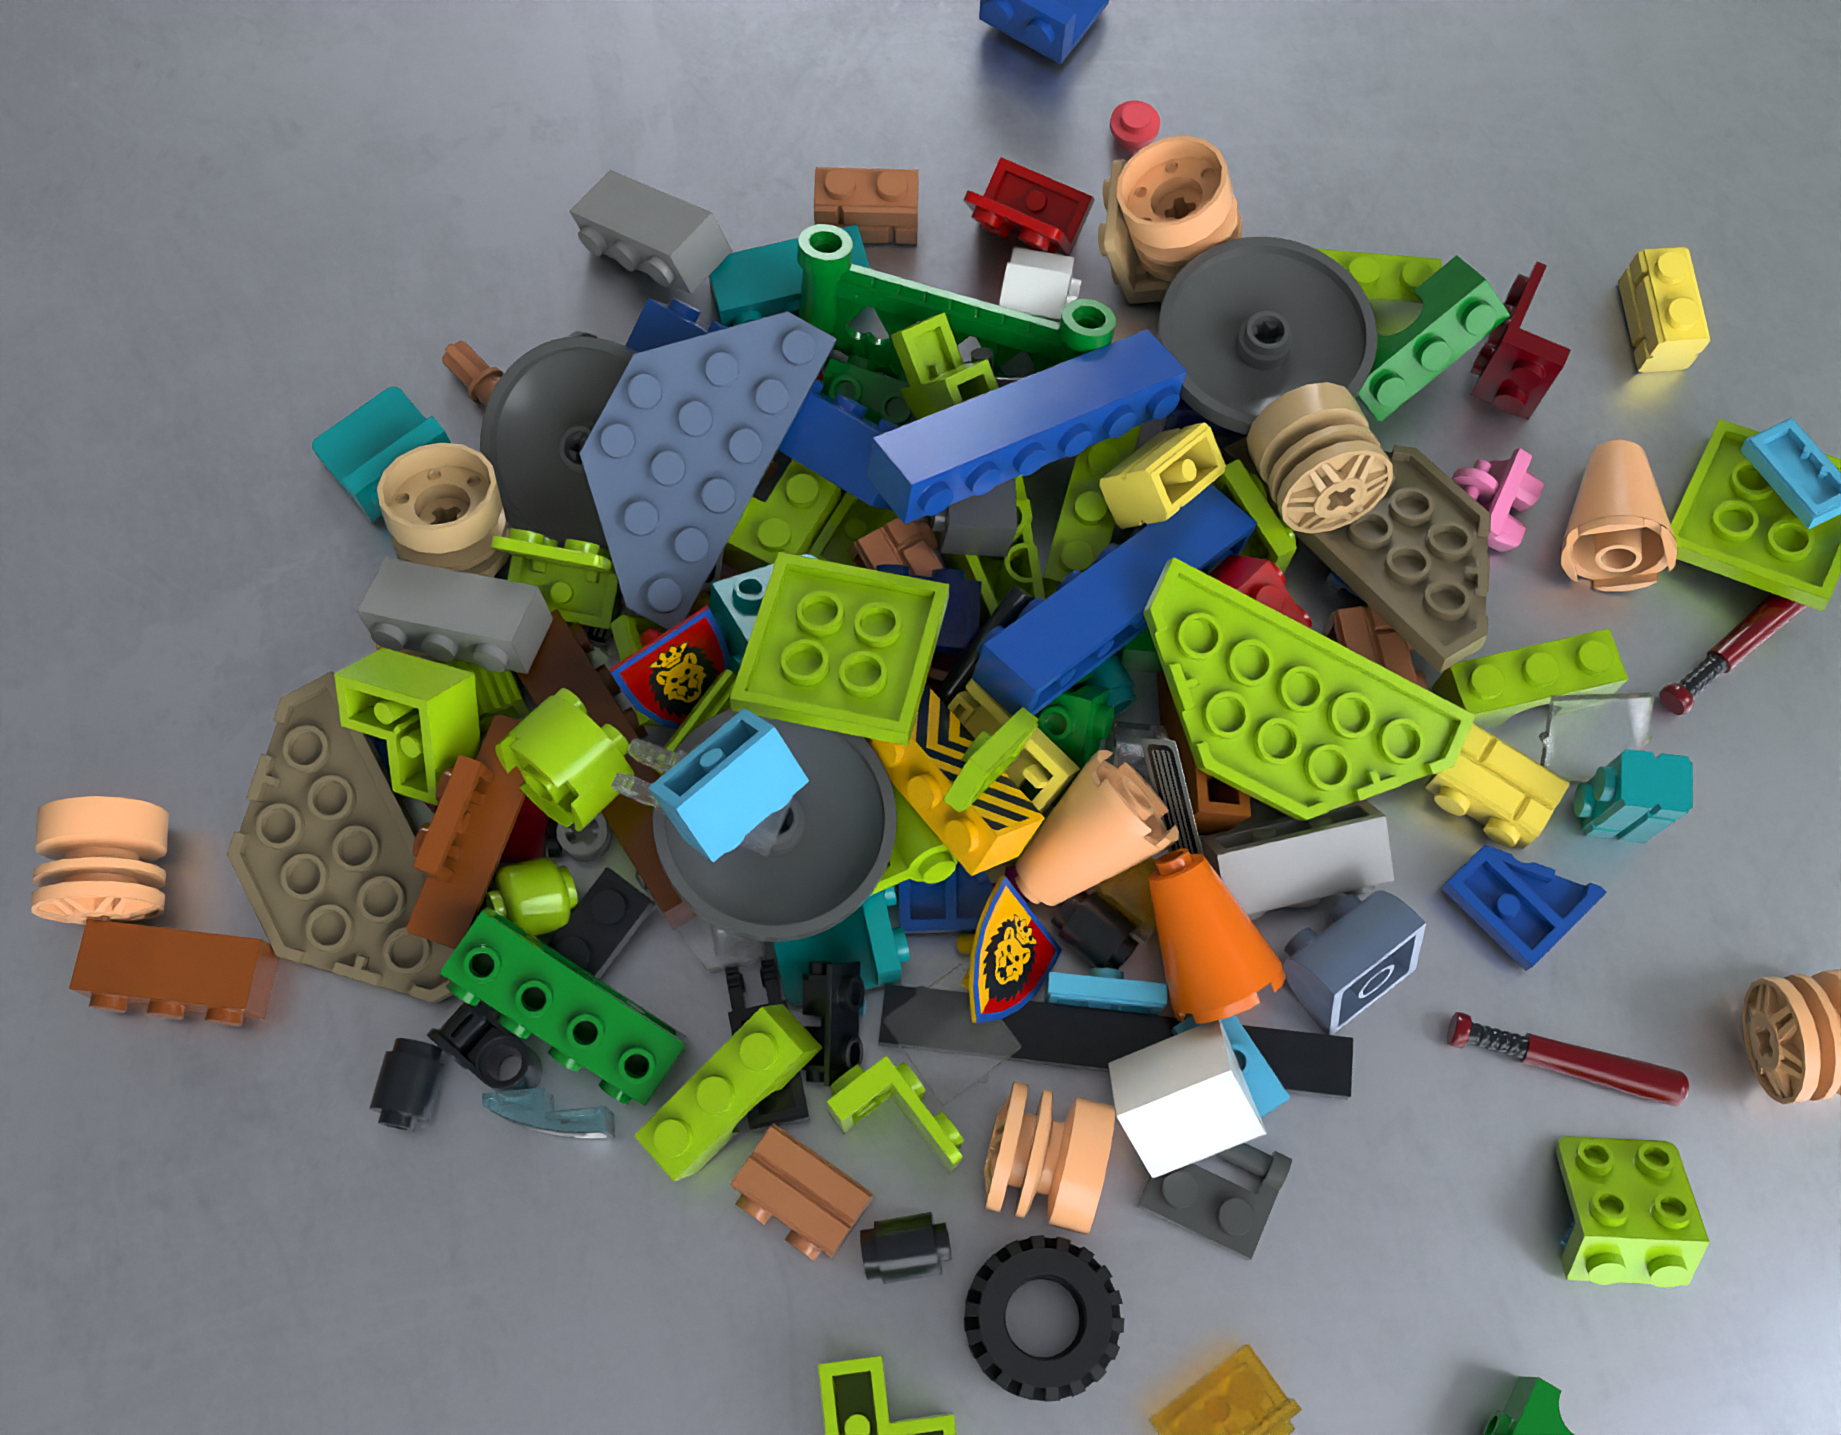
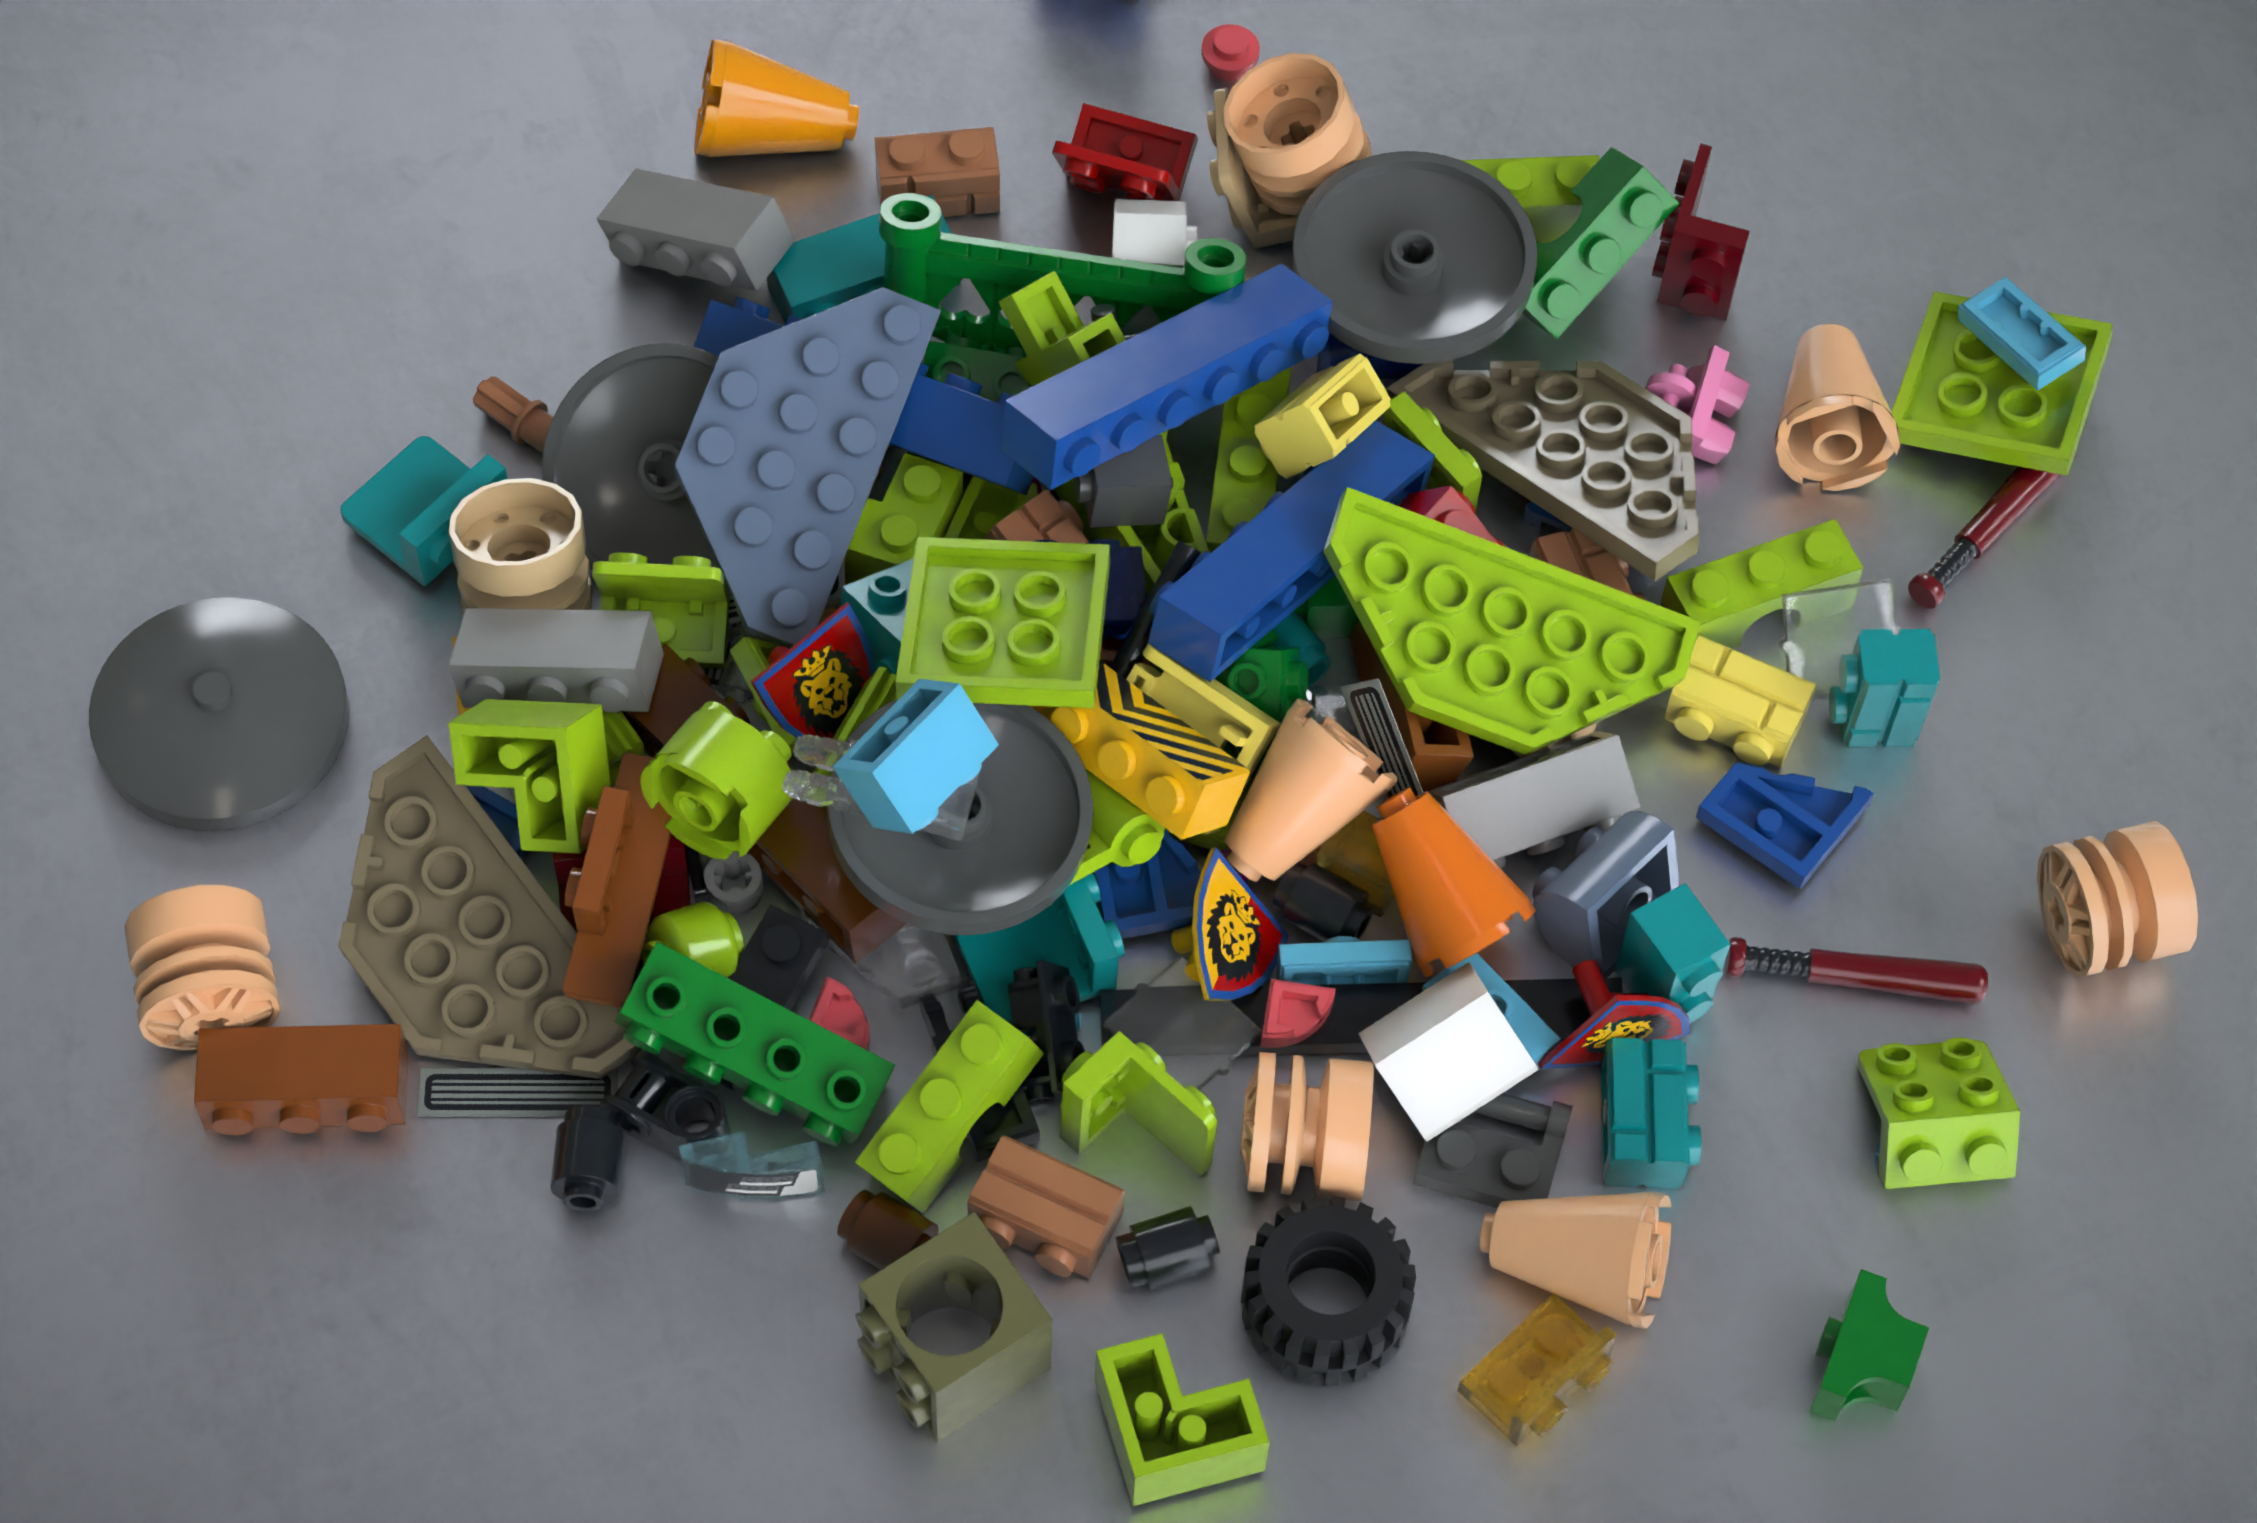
camera: 10 degrees left, 10 degrees down
(177, 616) = (219, 714): none -> dark grey dish
(358, 1004) = (507, 1092): none -> sticker
(638, 1292) = (963, 1271): none -> olive brick
(653, 978) = (841, 1013): none -> coral tile
(657, 1202) = (883, 1228): none -> reddish brown brick
(732, 128) = (767, 107): none -> light orange cone
(990, 758) = (1184, 711): lime plate -> none
(1053, 1033) = (1294, 1012): none -> coral tile
(1283, 1313) = (1586, 1249): none -> light nougat cone
(1319, 458) = (1490, 376): tan wheel -> none
(1335, 1080) = (1614, 1016): none -> shield
(1360, 1178) = (1647, 1113): none -> teal brick
(1406, 1037) = (1674, 952): none -> teal brick
(1663, 309) = (1856, 183): light yellow brick -> none

